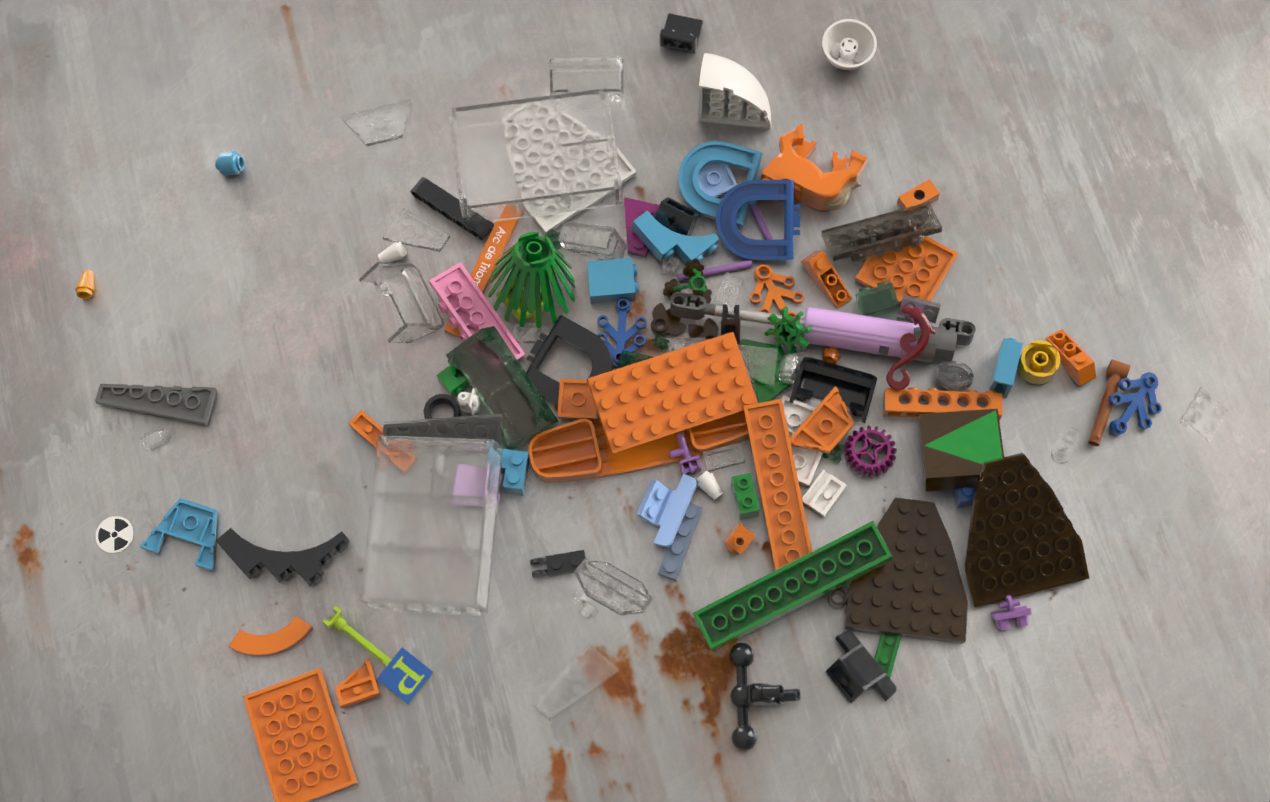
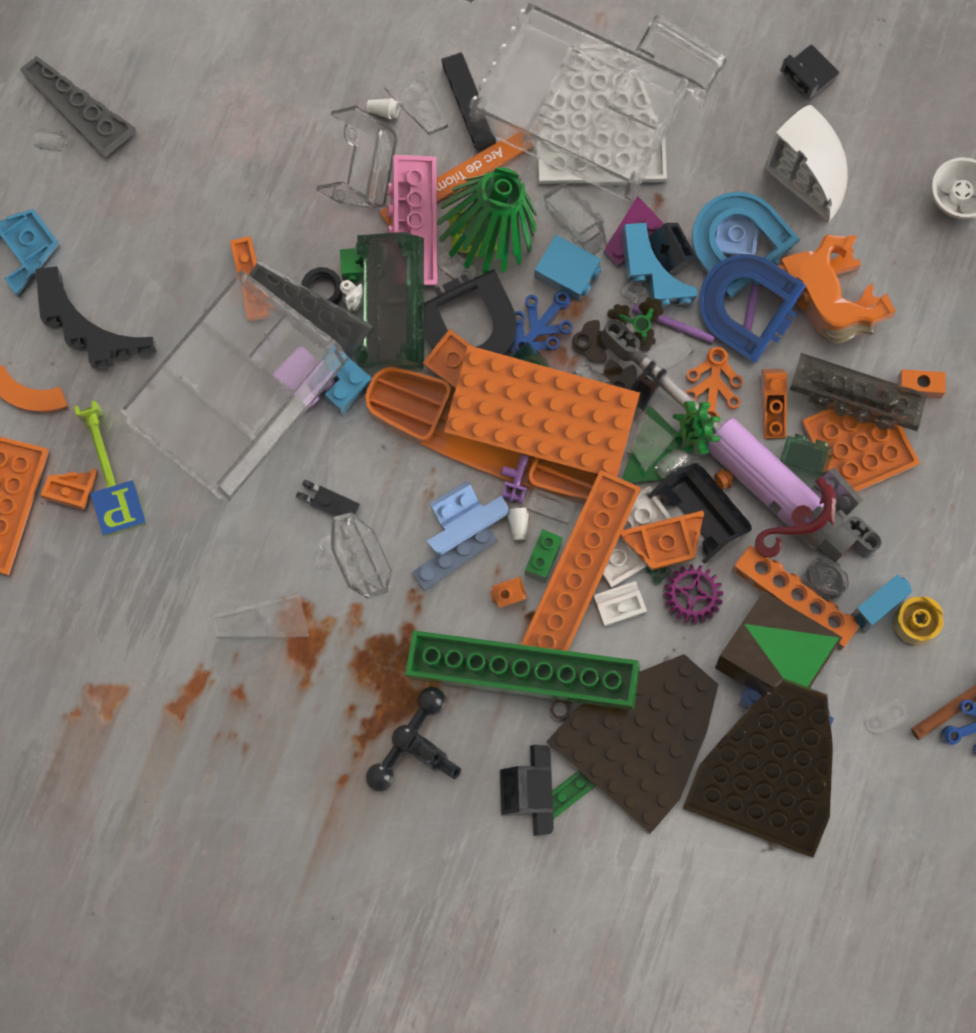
camera: 30 degrees right, 5 degrees up
(552, 234) = (536, 191): clear green plate -> none
(660, 342) = (571, 358): clear green plate -> none
(1002, 616) = (721, 843): medium lavender hips -> none
(1073, 357) = (956, 638): orange slope -> none

